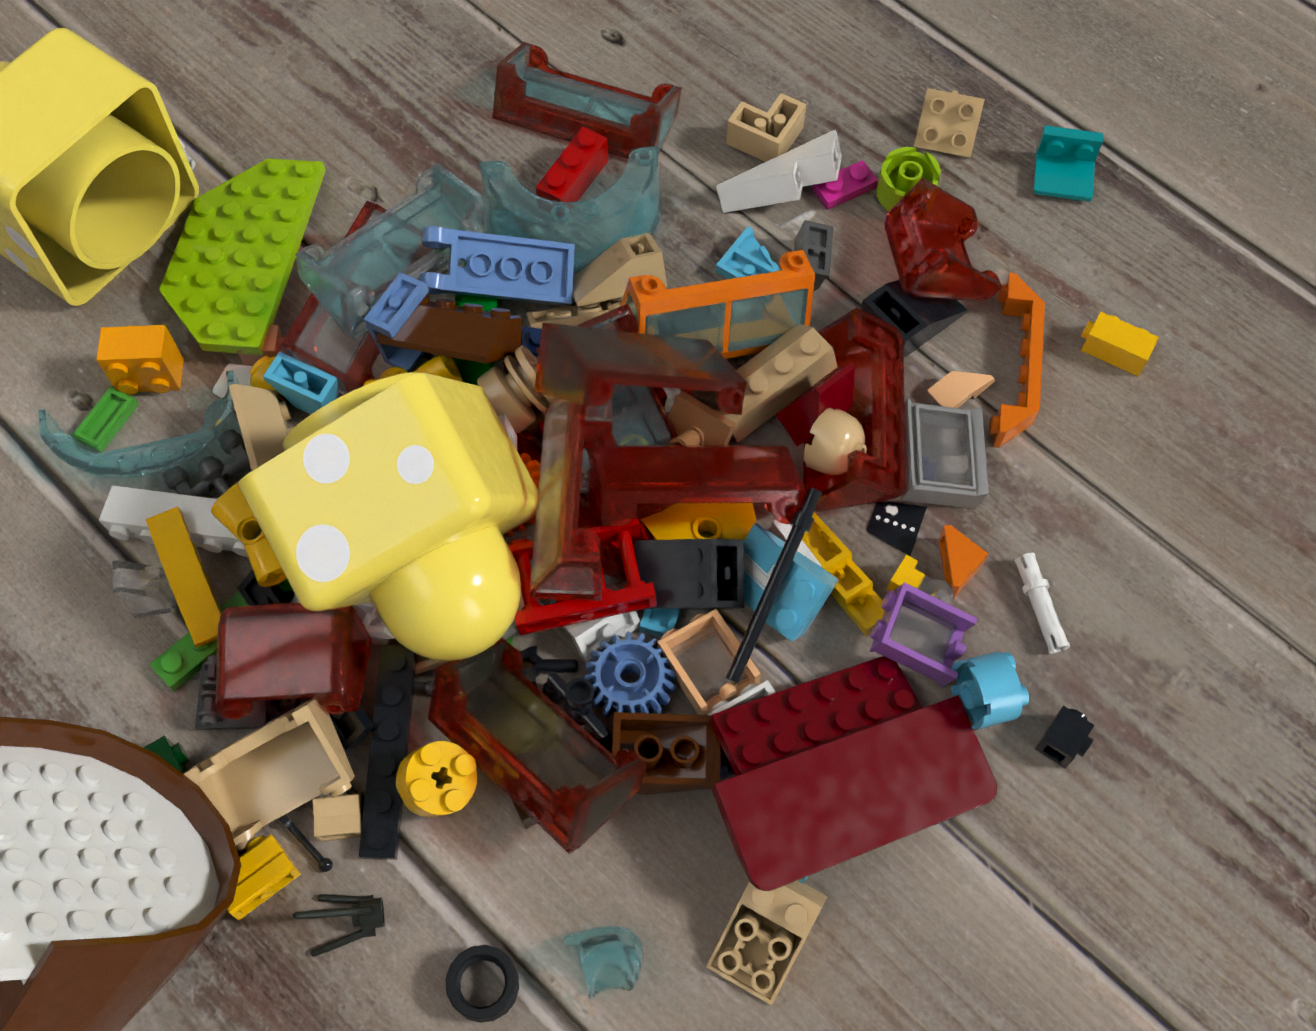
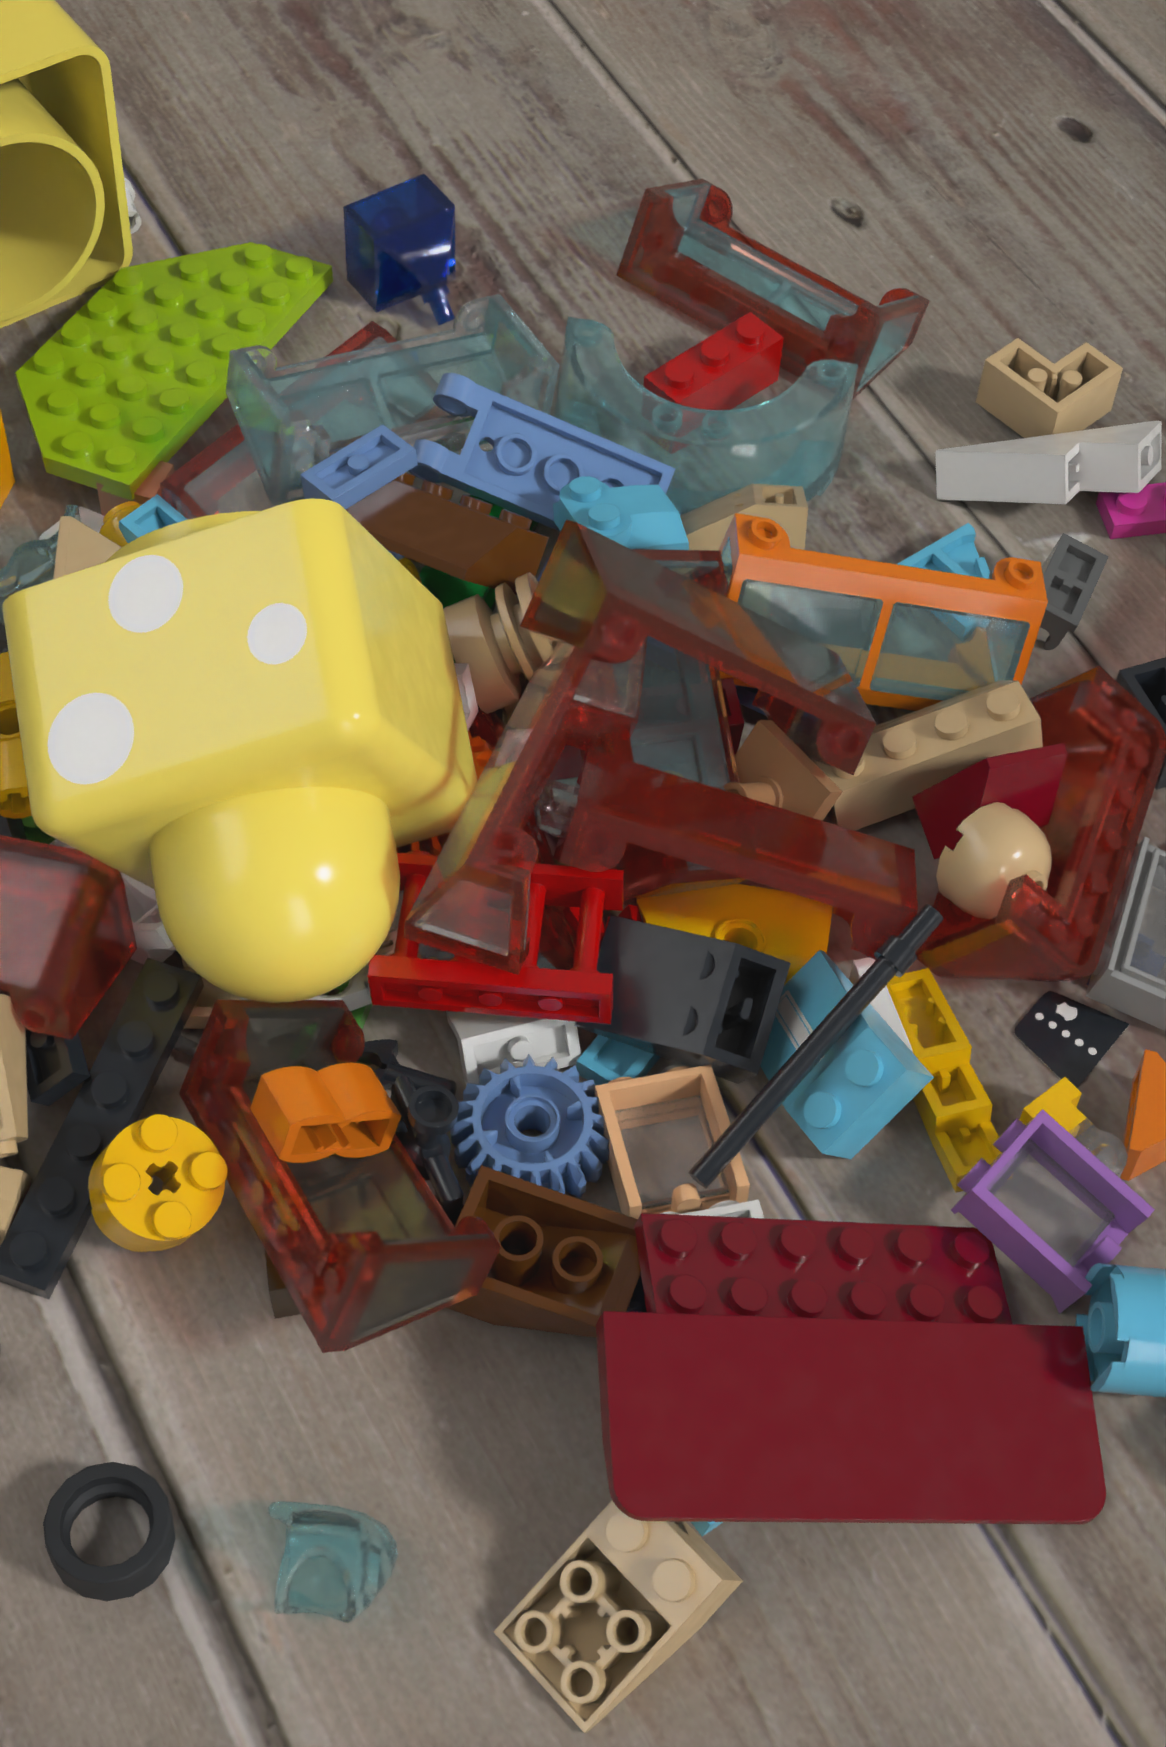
camera: 15 degrees right, 10 degrees down
(363, 139) = (402, 246): none -> clear blue piece
(518, 711) = (325, 1112): none -> orange brick
(556, 292) = (626, 514): none -> medium azure slope

